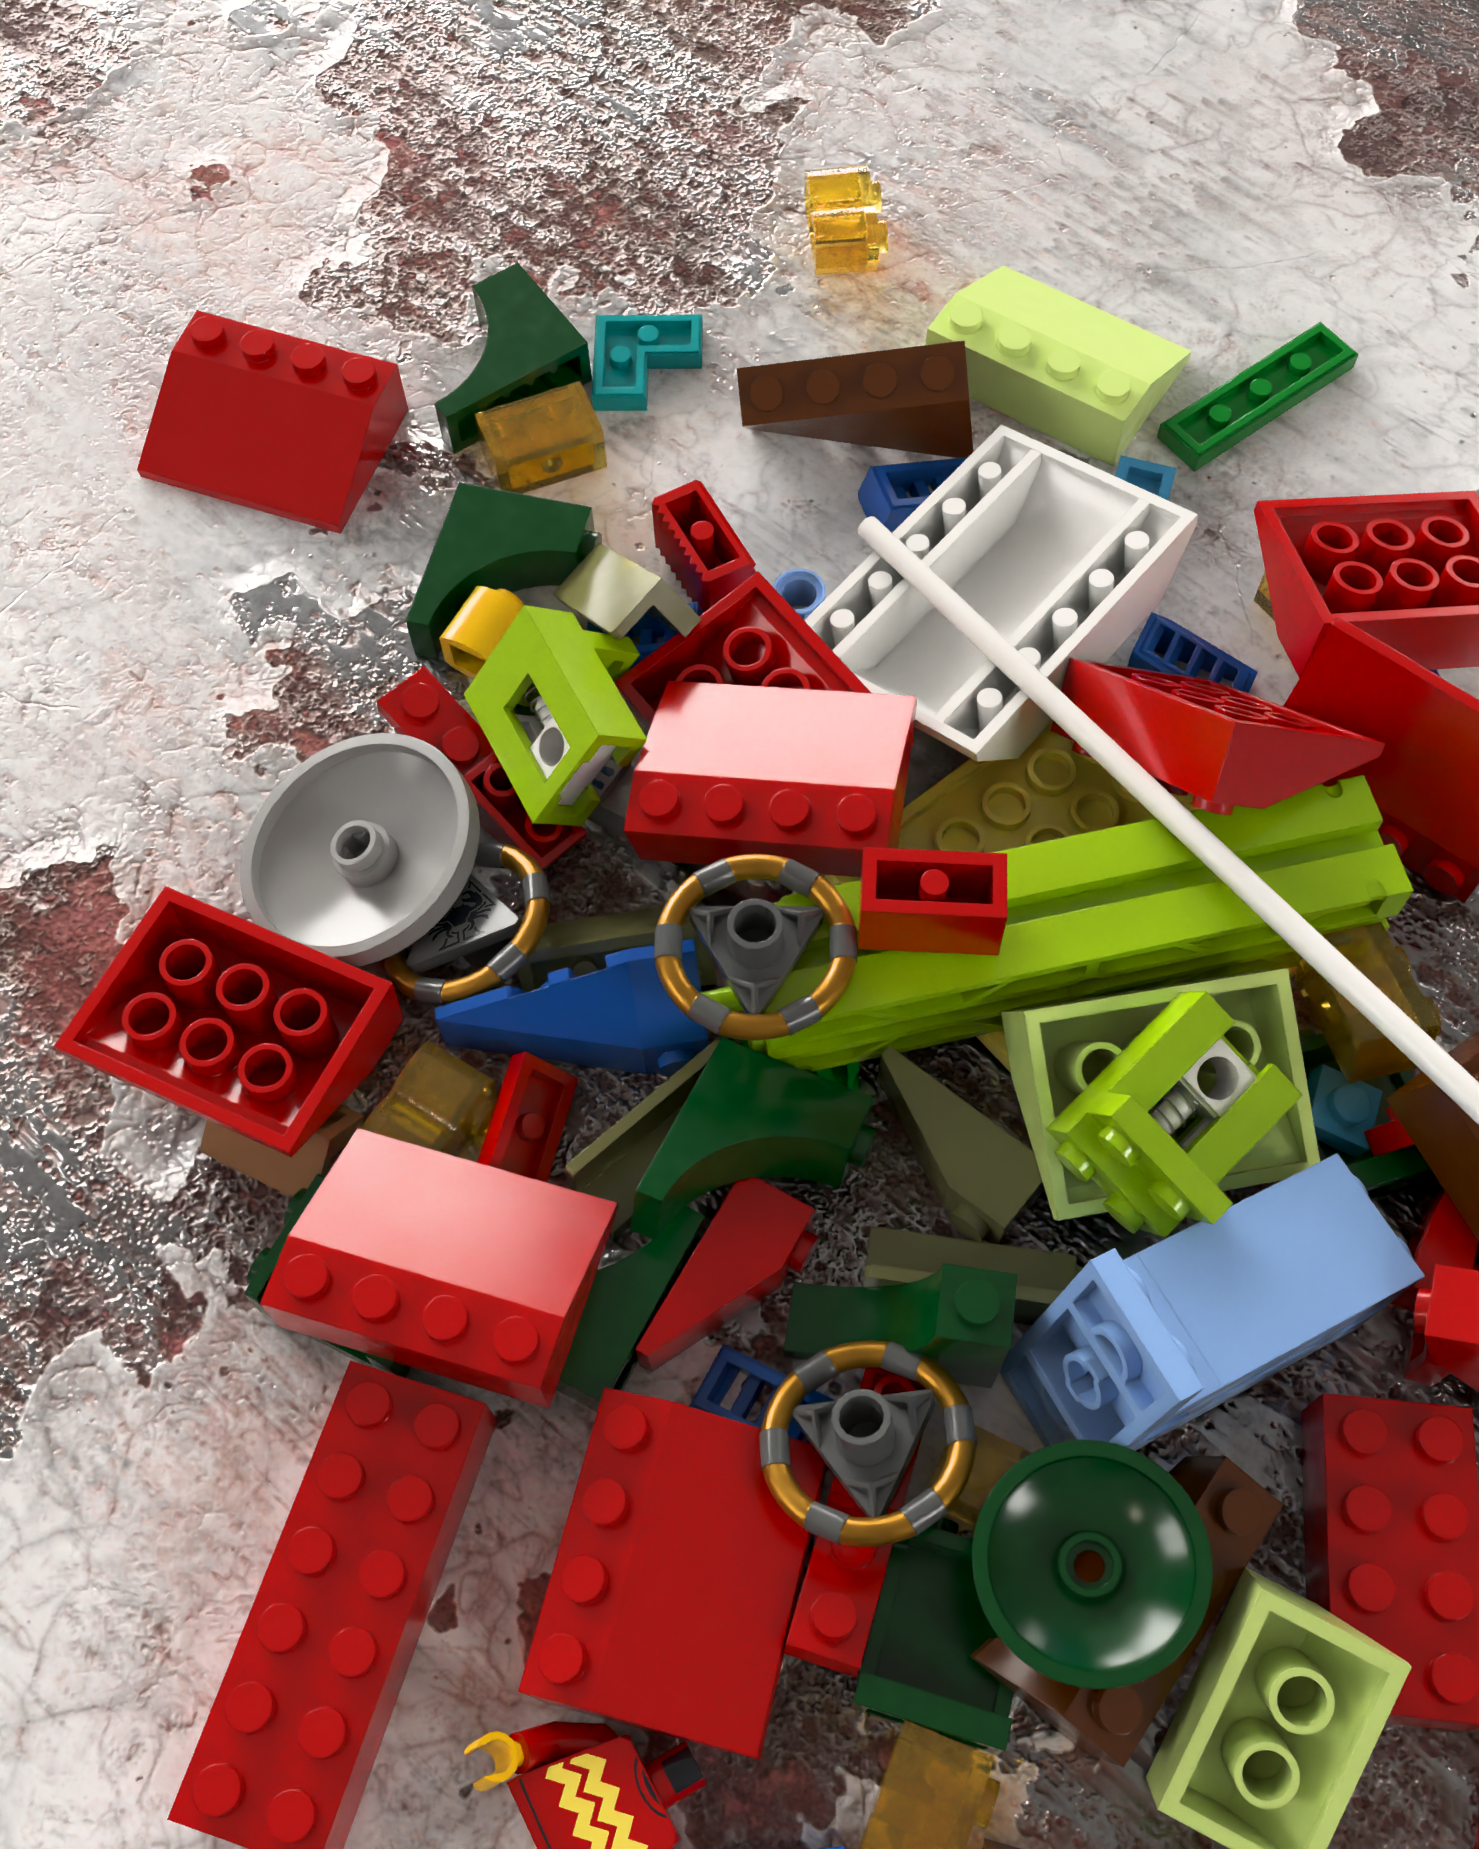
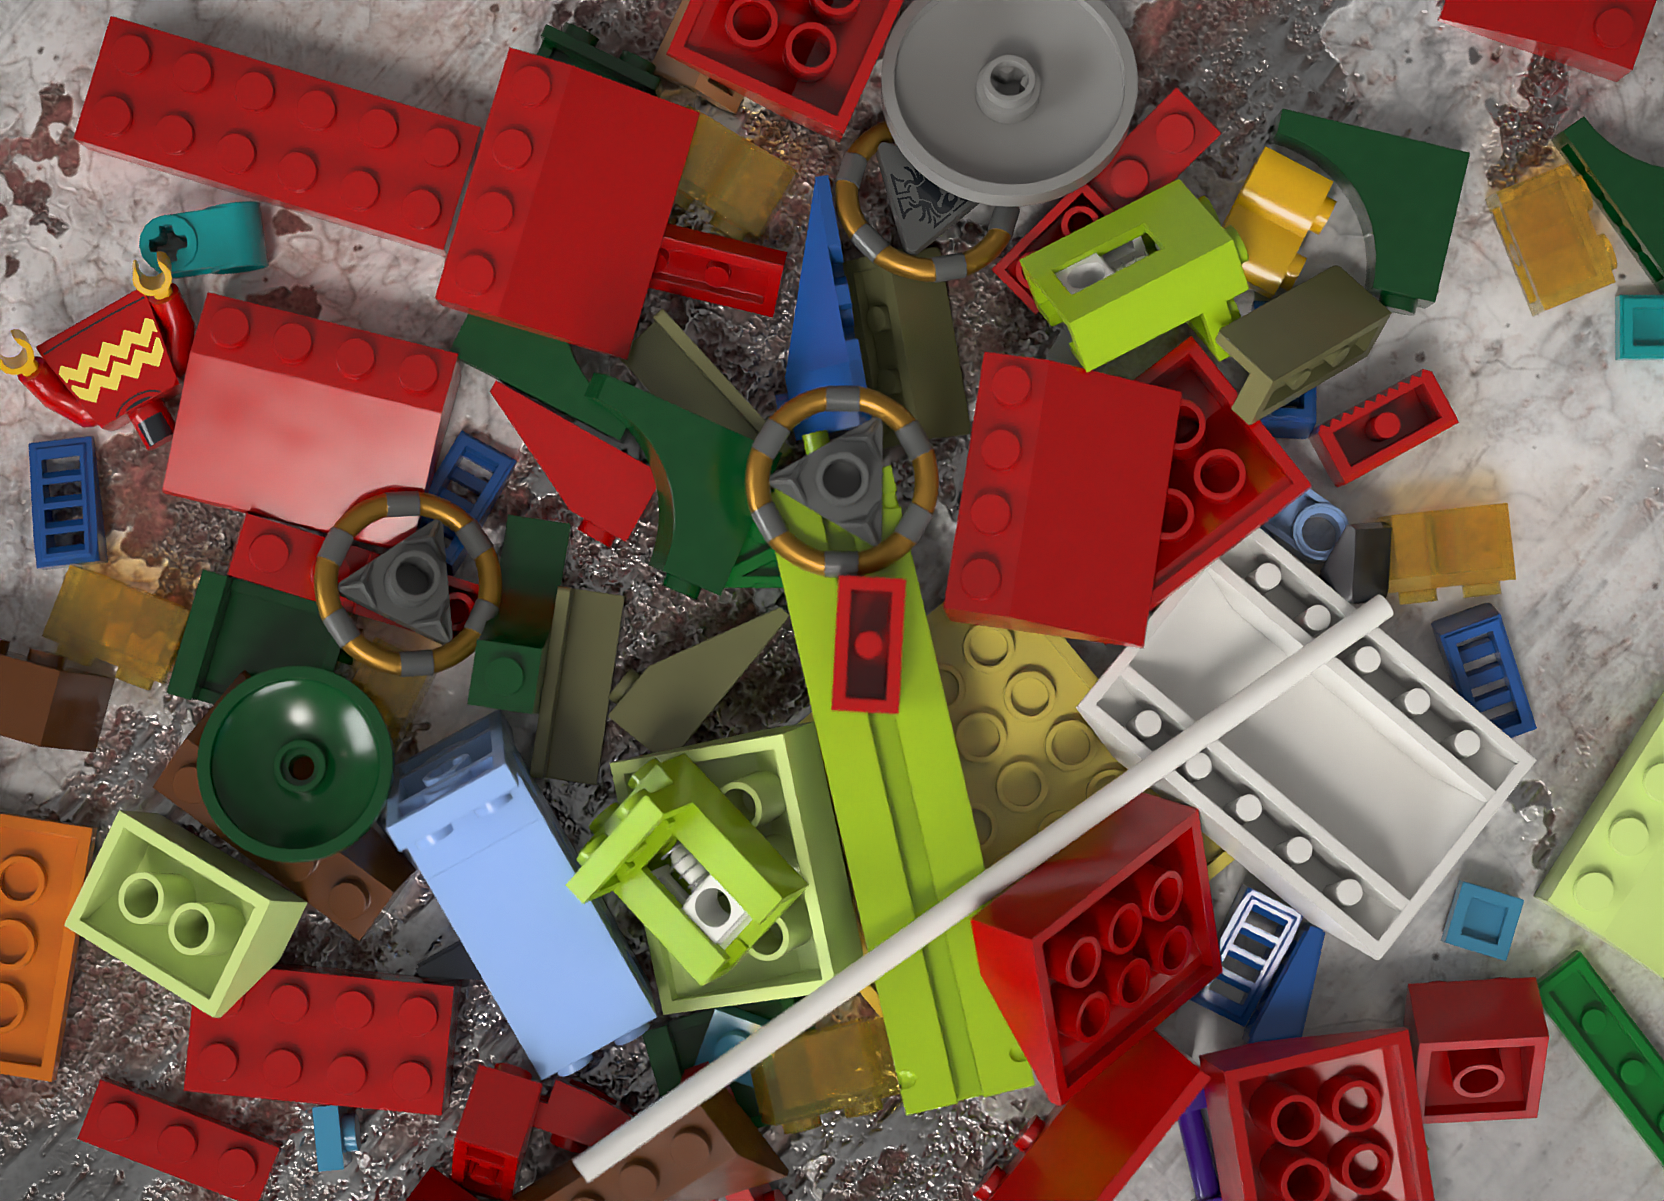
camera: 85 degrees right, 25 degrees up
(454, 1694) = (218, 240): none -> teal piece
(814, 513) = (1448, 550): none -> clear yellow brick
(828, 561) = (1360, 562): none -> black slope
(877, 399) = (1603, 631): reddish brown wedge -> none
(1232, 626) = (1288, 995): none -> blue slope
(1236, 469) = (1477, 1048): none -> red slope
(1286, 1404) = (449, 963): none -> black slope

